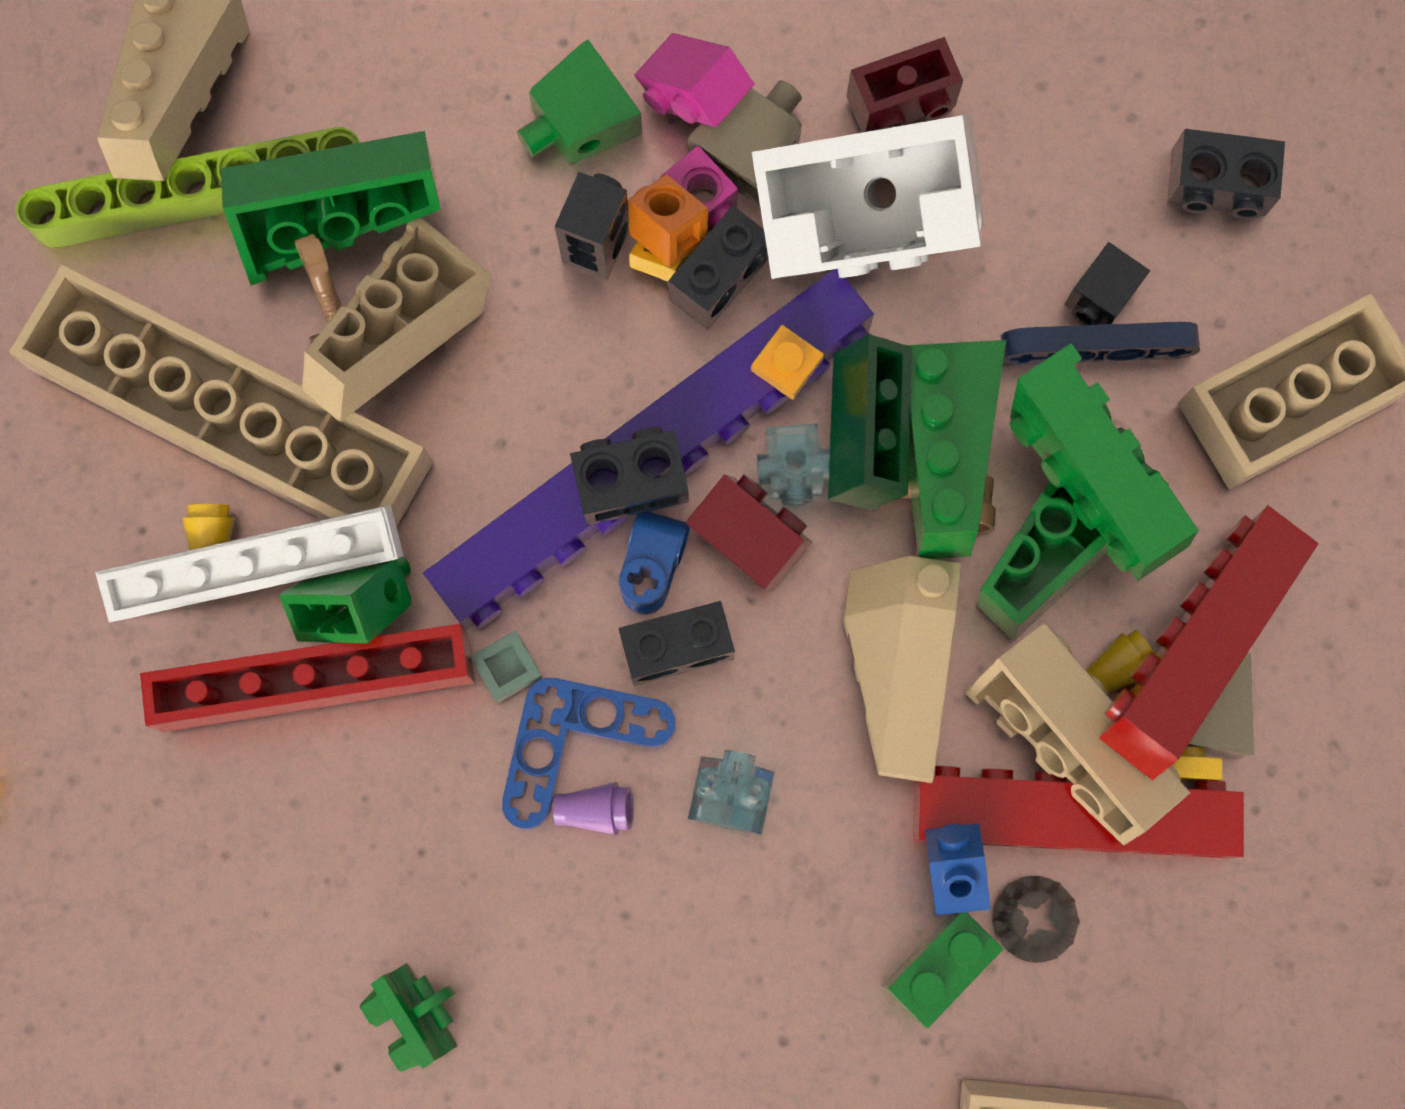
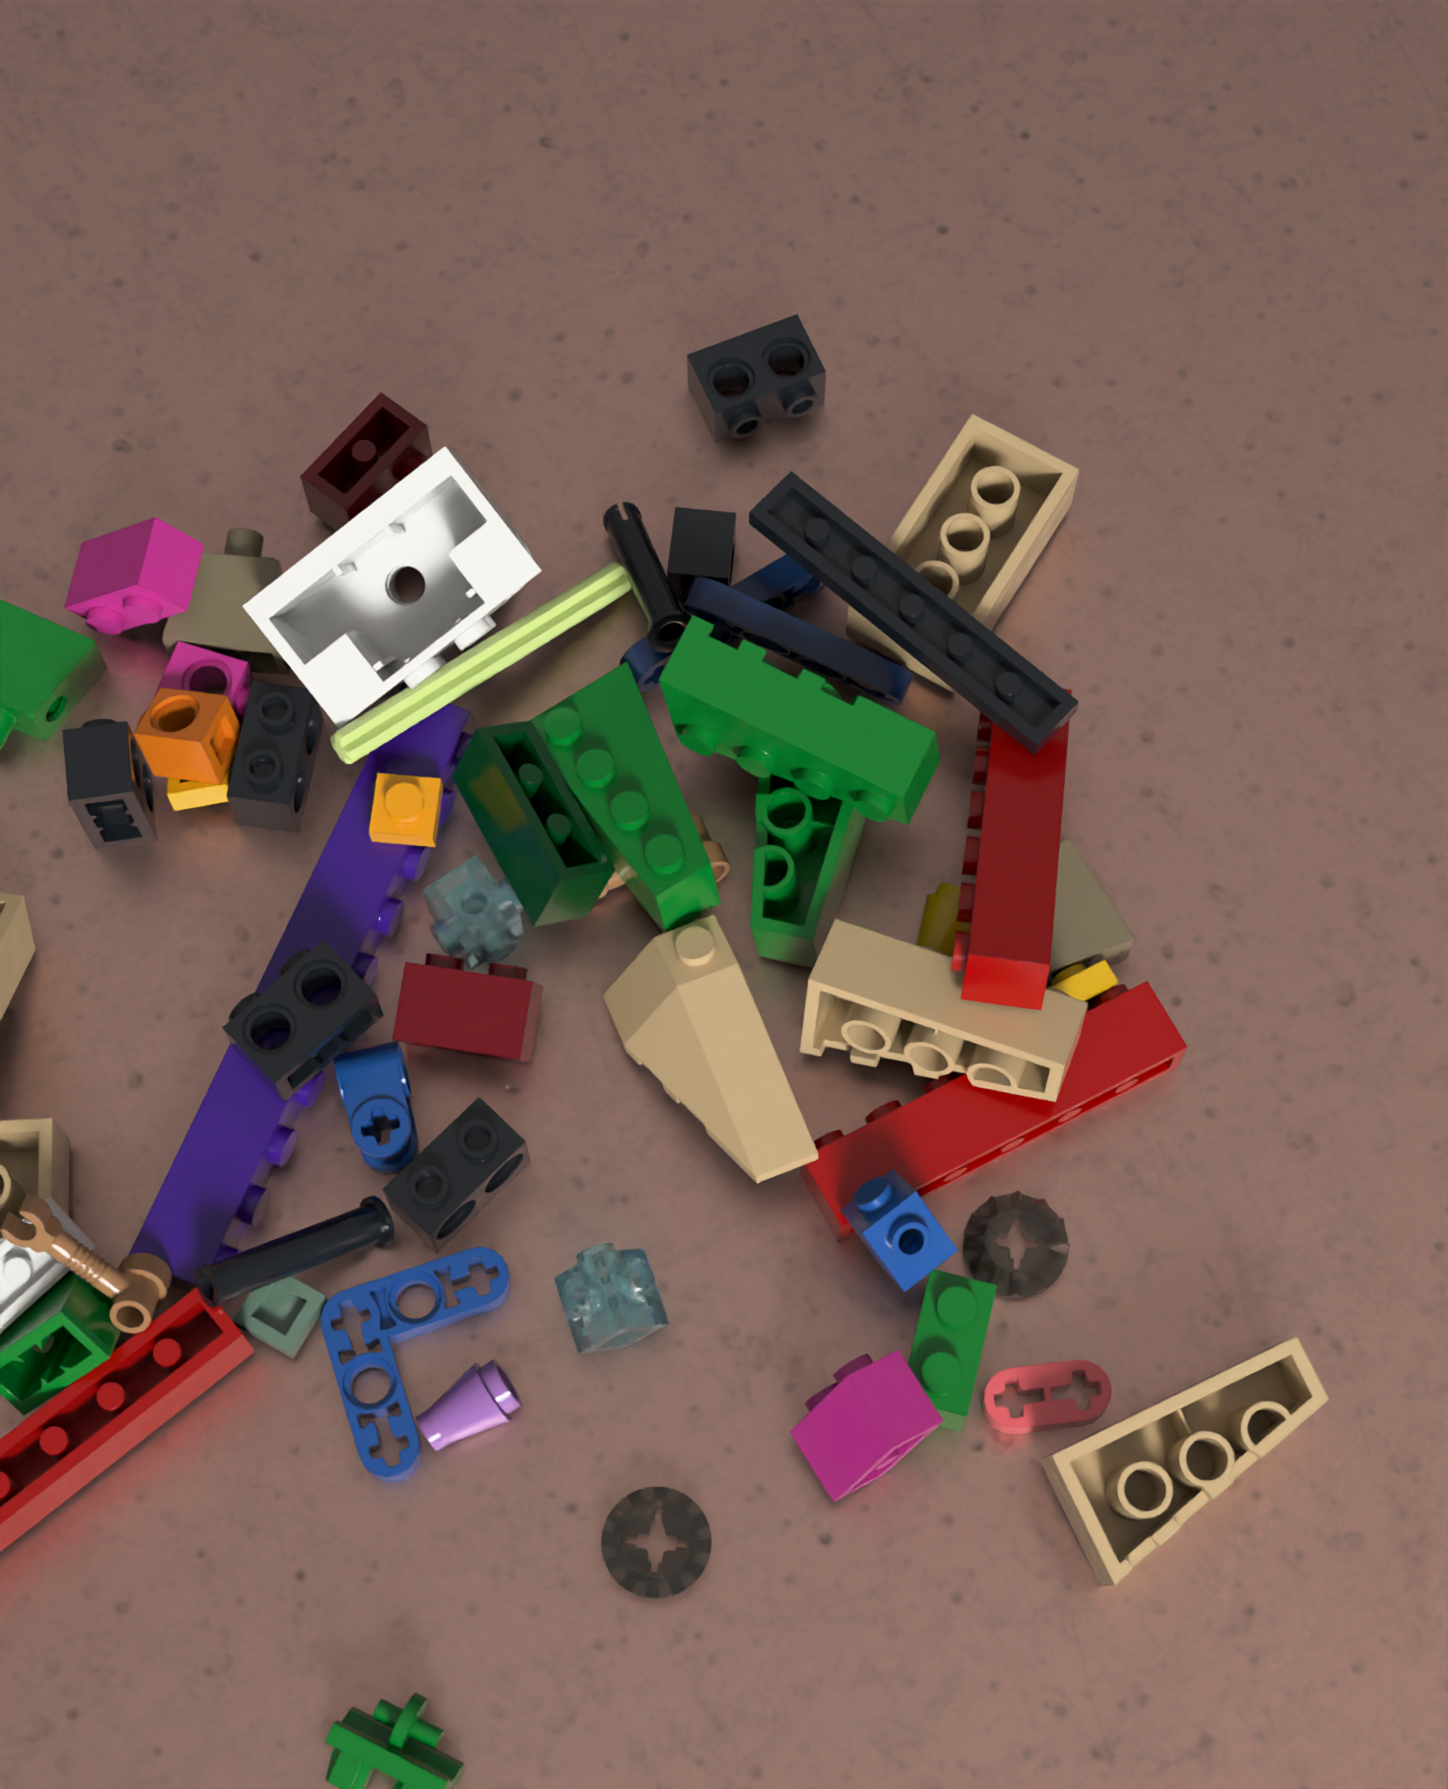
camera: 30 degrees left, 10 degrees down
(413, 599) = (134, 1287): none -> medium nougat brick
(536, 636) = (296, 1252): none -> black pin
(641, 981) = (633, 1519): none -> clear smoke gear
(854, 989) = (864, 1423): none -> dark pink brick
(902, 282) = (480, 663): none -> yellowish green axle
(987, 1050) = (1044, 1380): none -> coral beam
(1053, 314) = (647, 577): none -> black pin
(1139, 393) = (797, 640): none -> dark blue beam
(1236, 424) = (913, 613): none -> black plate

